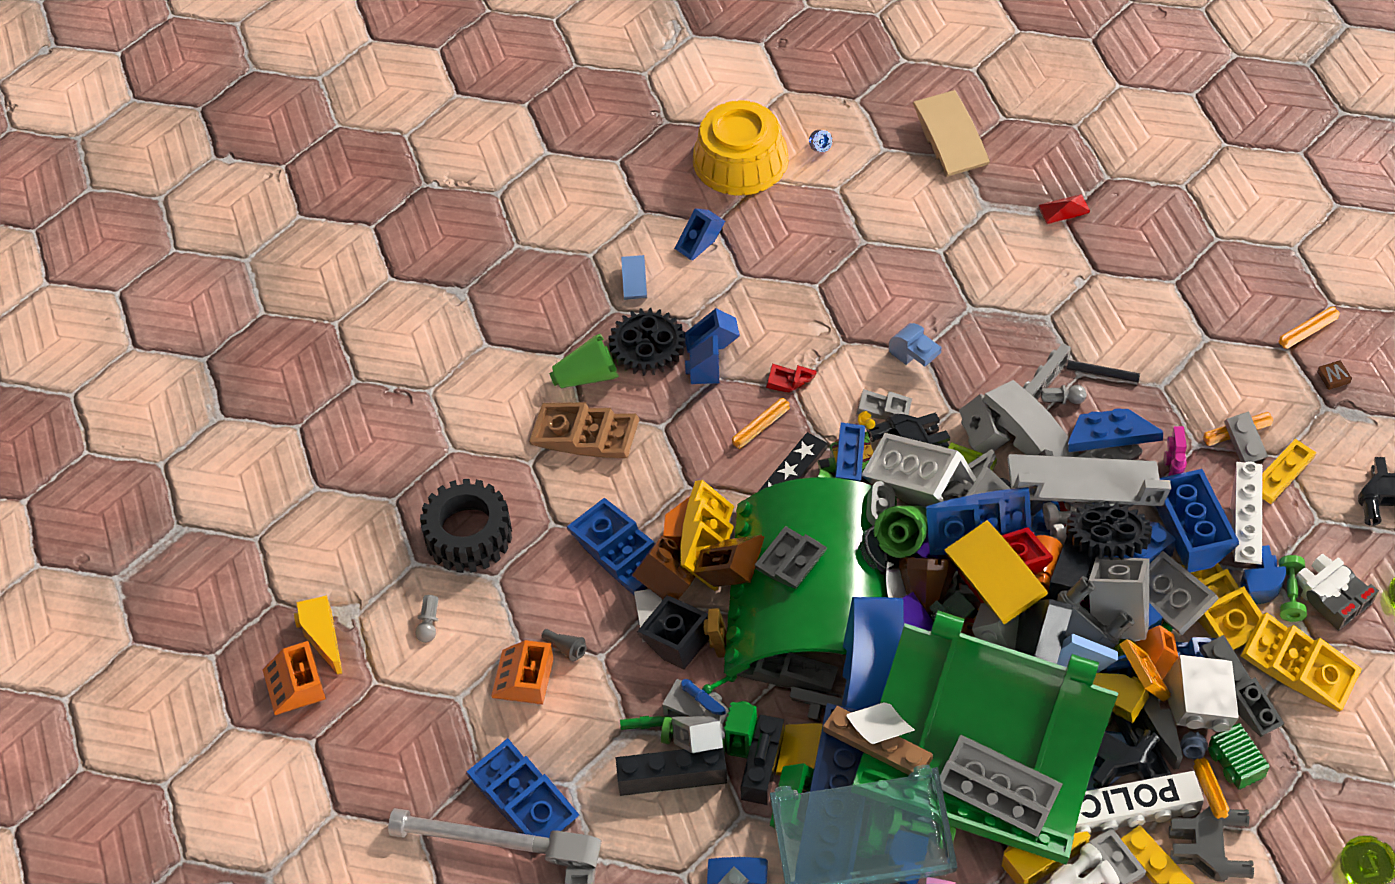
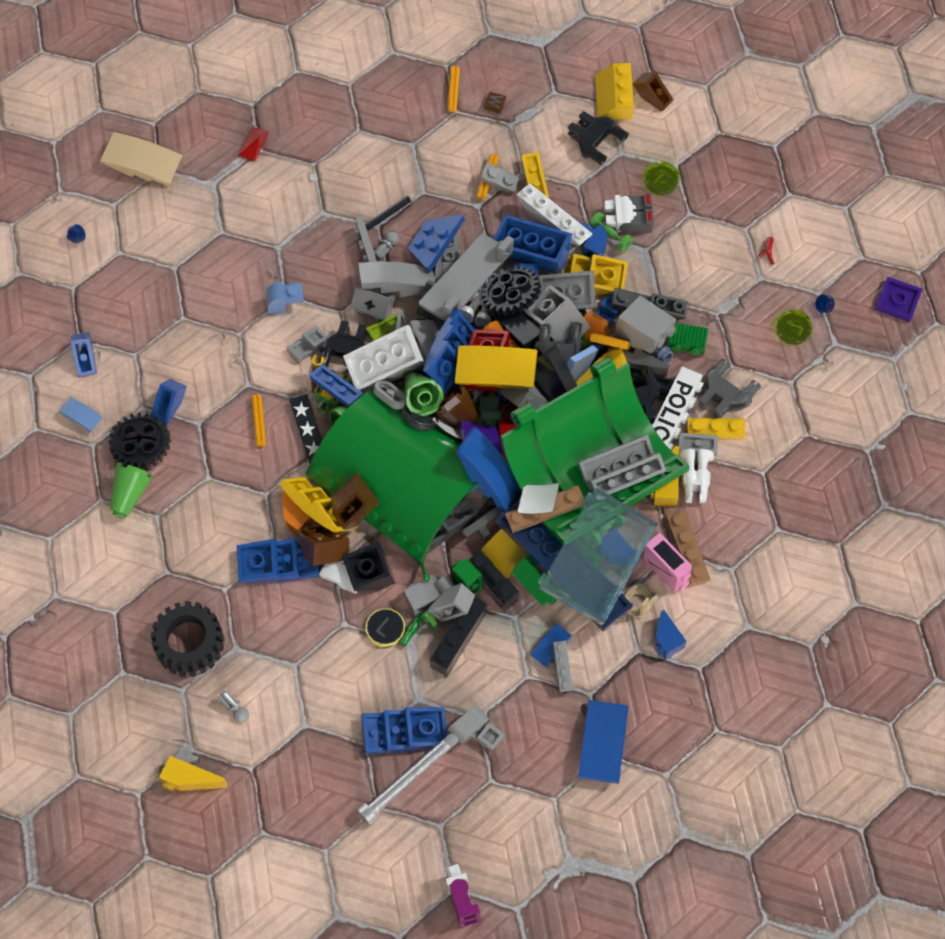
camera: 55 degrees left, 10 degrees up
(293, 679) = (212, 815): orange slope -> none
(524, 672) = (323, 675): orange slope -> none
(570, 646) = (324, 636): dark grey cone -> none
(584, 430) = (173, 523): medium nougat slope -> none
(626, 695) = (385, 627): none -> black tile
(702, 697) = (433, 583): blue piece -> none
(704, 362) = (189, 419): blue slope -> none
(716, 629) = (391, 546): pearl gold plate -> none
(740, 149) = (39, 284): yellow piece -> none
(787, 379) = (239, 383): red slope -> none
(790, 557) = (387, 468): dark grey slope -> none
(1176, 456) = (482, 220): dark pink plate -> none
(1211, 788) = (697, 366): light orange axle -> none
(1301, 662) = (658, 264): yellow slope -> none

